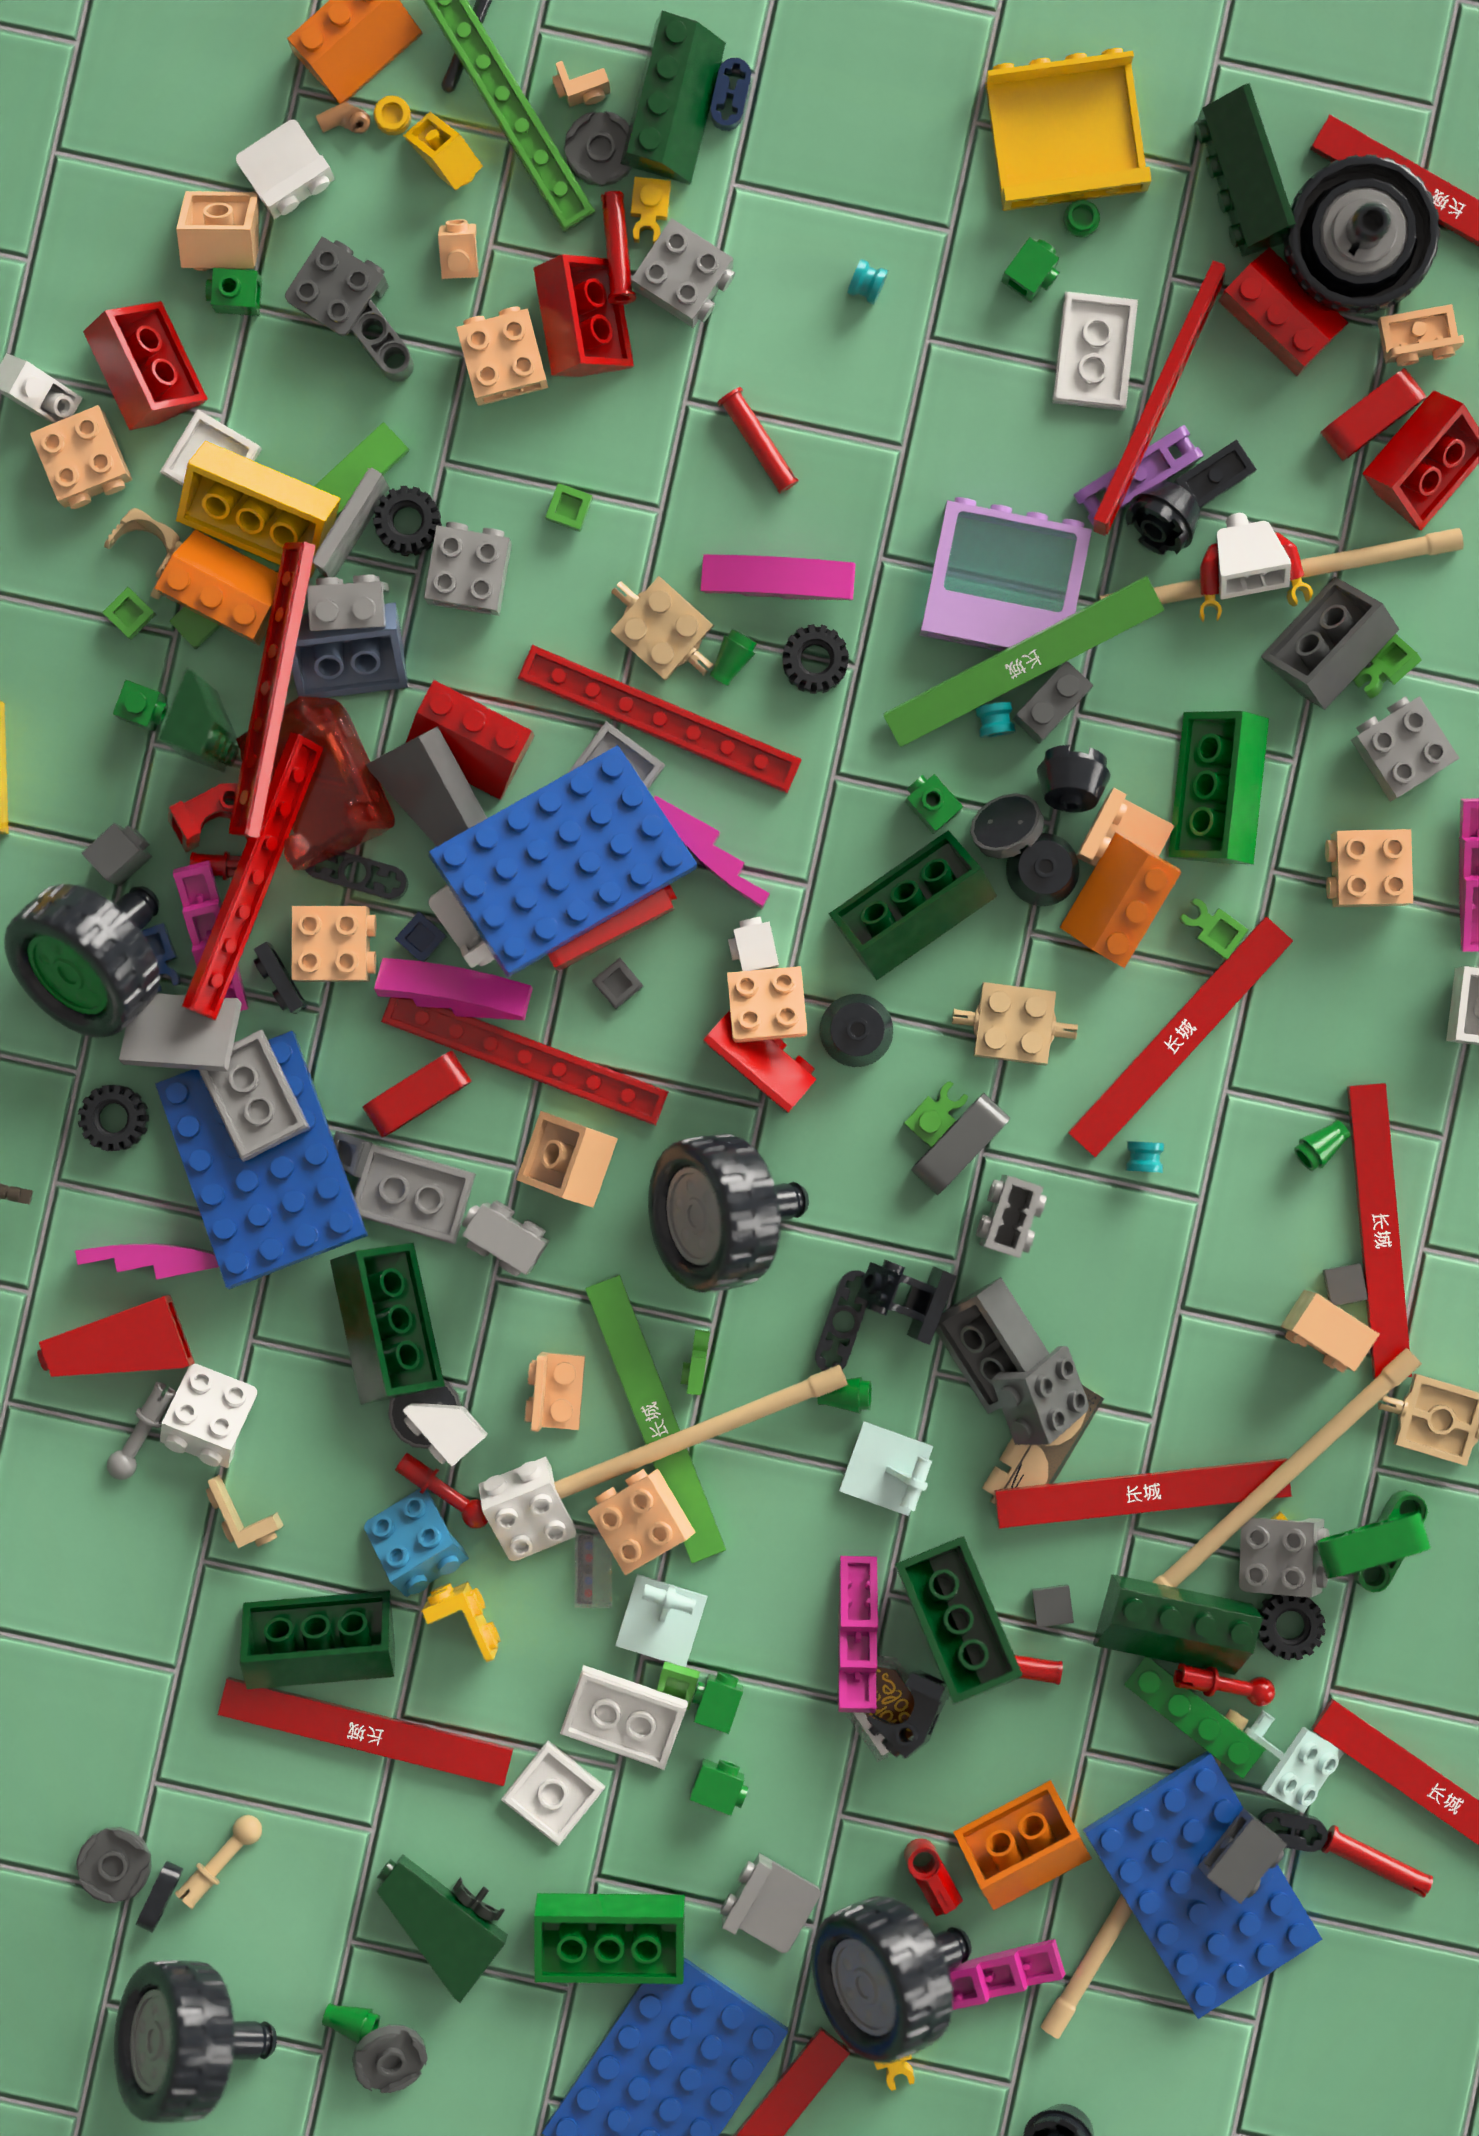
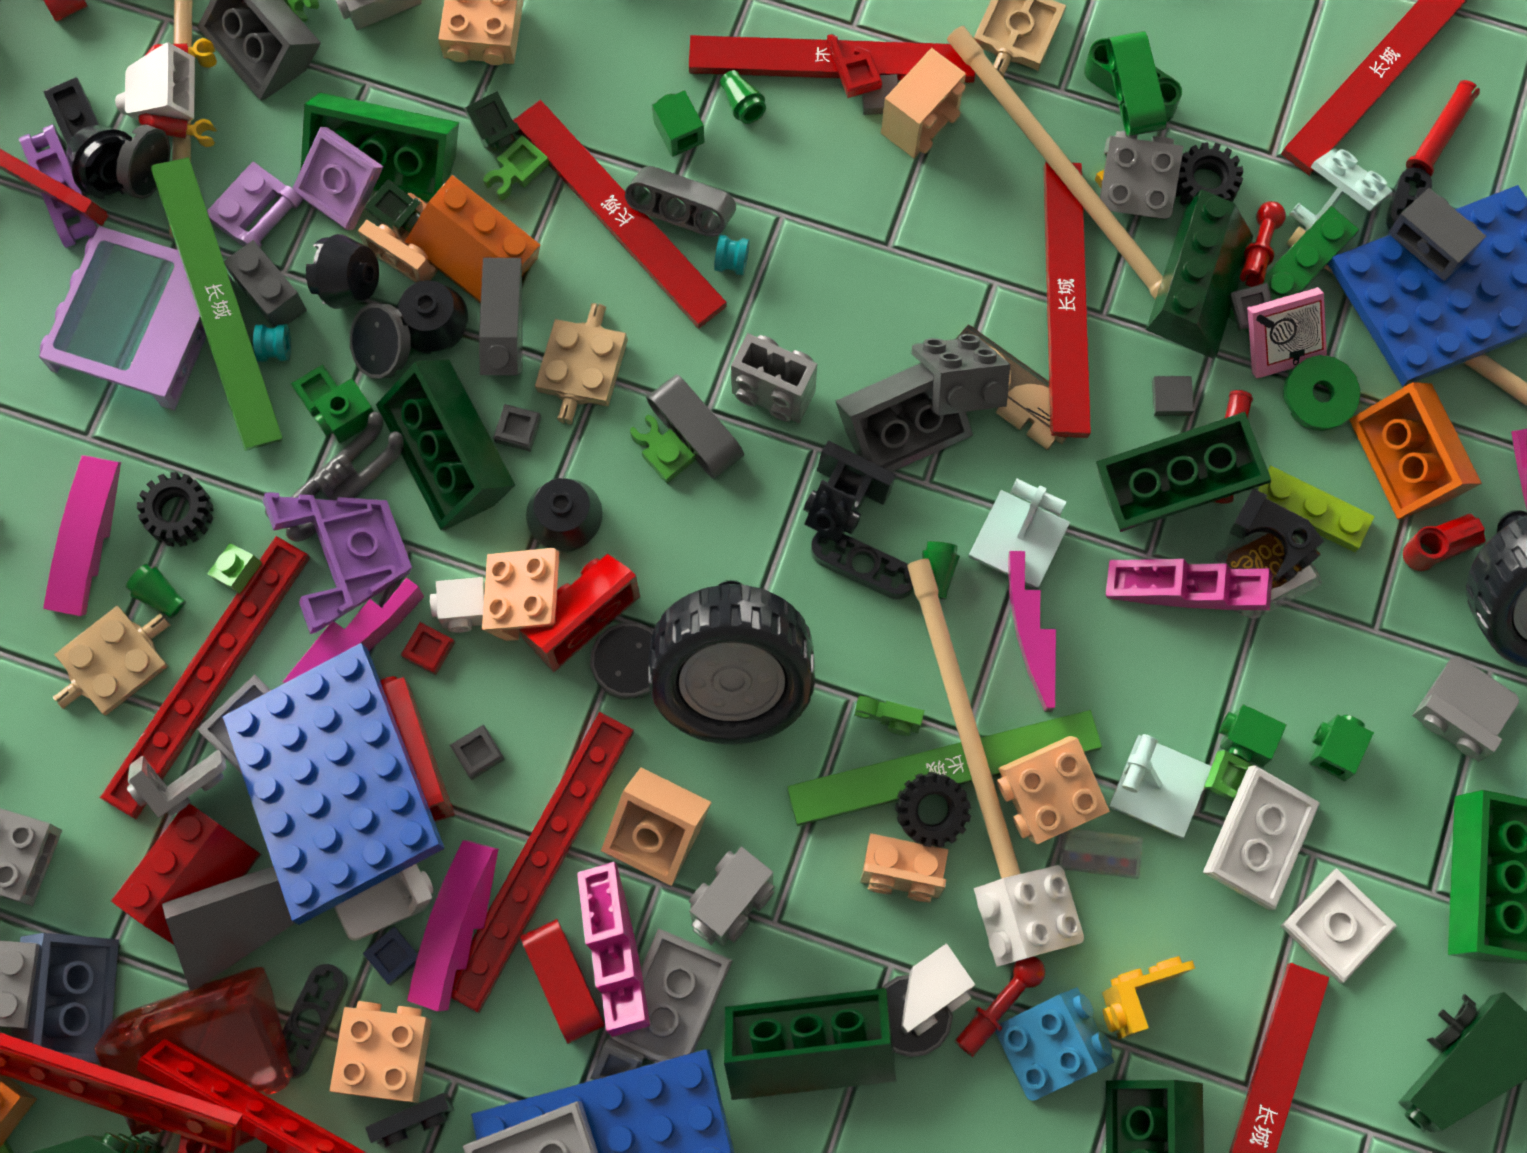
camera: 85 degrees left, 15 degrees down
(451, 1135) = (613, 949): none -> dark pink slope
(542, 722) = (150, 789): none -> light grey bracket
(594, 1424) = (950, 826): none -> black tyre
(710, 921) = (427, 648): none -> red tile
(721, 1107) = (622, 660): none -> black tile
(764, 726) = (234, 568): none -> bright green plate
(781, 1493) = (1036, 644): none -> dark pink slope
(797, 841) = (358, 545): none -> medium lavender wing
(863, 808) = (339, 476): none -> dark grey piece
(940, 971) = (517, 427): none -> dark grey tile
(952, 1751) = (1327, 514): none -> lime plate
(955, 770) = (313, 386): none -> green tile
(1042, 941) = (501, 317): none -> dark grey slope
(1072, 1773) = (1336, 377): none -> green tile
(1125, 1713) = (1286, 332): none -> tile
(1146, 663) = (247, 199): none -> lavender plate
(1147, 818) = (394, 208): none -> dark green bracket
(1148, 1678) = (1247, 298): none -> dark grey tile
(1163, 559) = (136, 159): none -> tile
(1175, 753) = (337, 178): none -> lavender tile
(1195, 1098) = (664, 204): none -> dark grey beam
(1260, 897) = (492, 121): none -> dark green bracket
(1281, 1084) = (678, 123): none -> green brick
(1367, 1255) = (854, 67): none -> red tile

